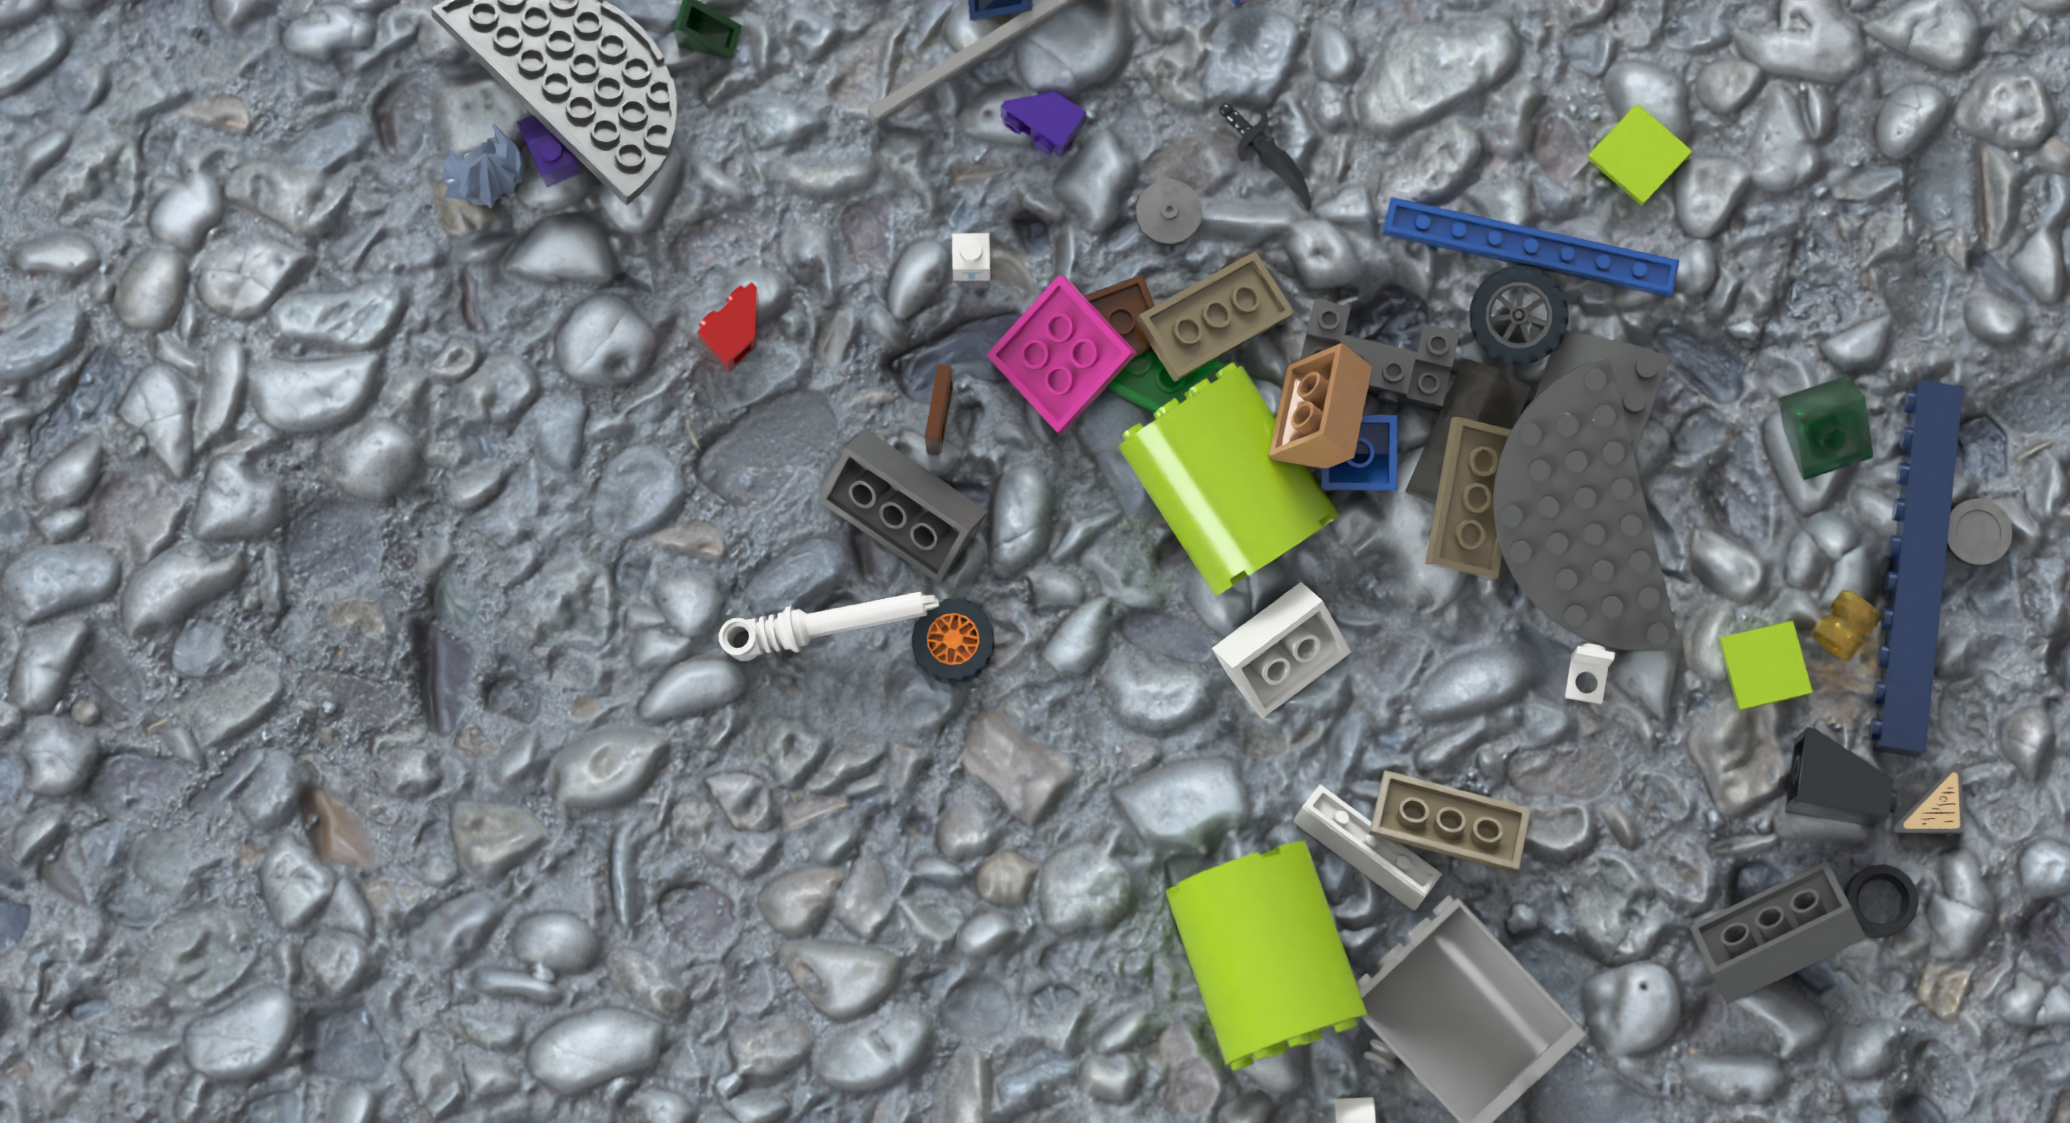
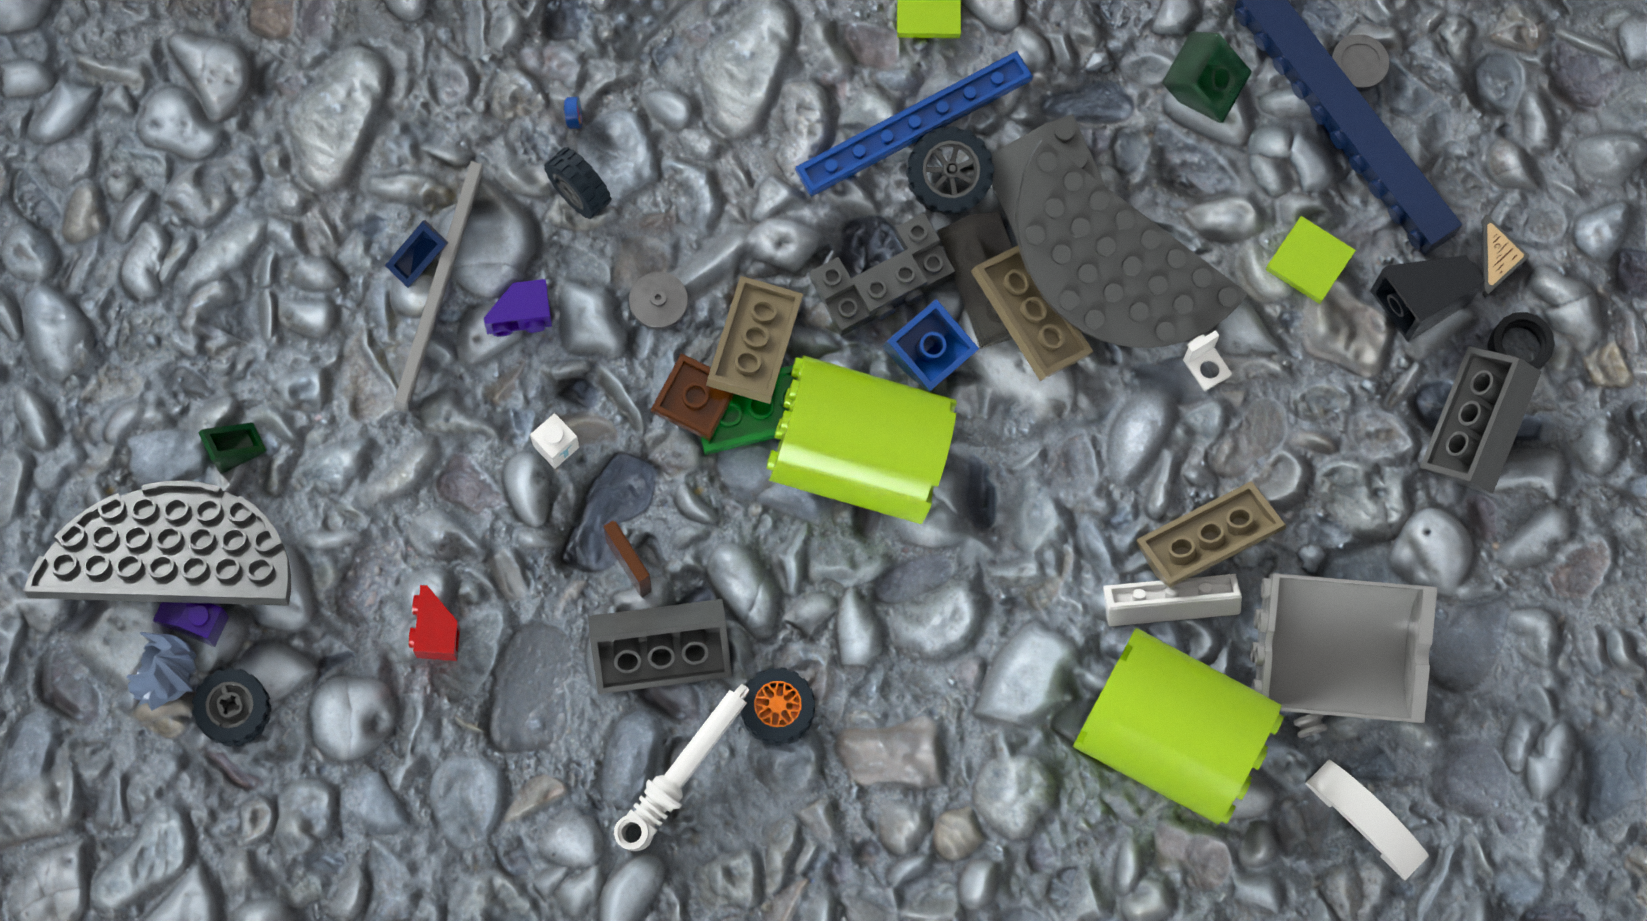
camera: 45 degrees left, 5 degrees down
(514, 249) = (231, 707): none -> black wheel
(1061, 354) = (676, 451): dark pink plate -> none
(1187, 51) = (577, 182): none -> black wheel
(1268, 152) = (686, 205): black piece -> none
(1282, 649) = (998, 518): white slope -> none
(1321, 409) = (885, 335): medium nougat slope -> none
(1848, 621) = (1337, 194): clear yellow wheel -> none

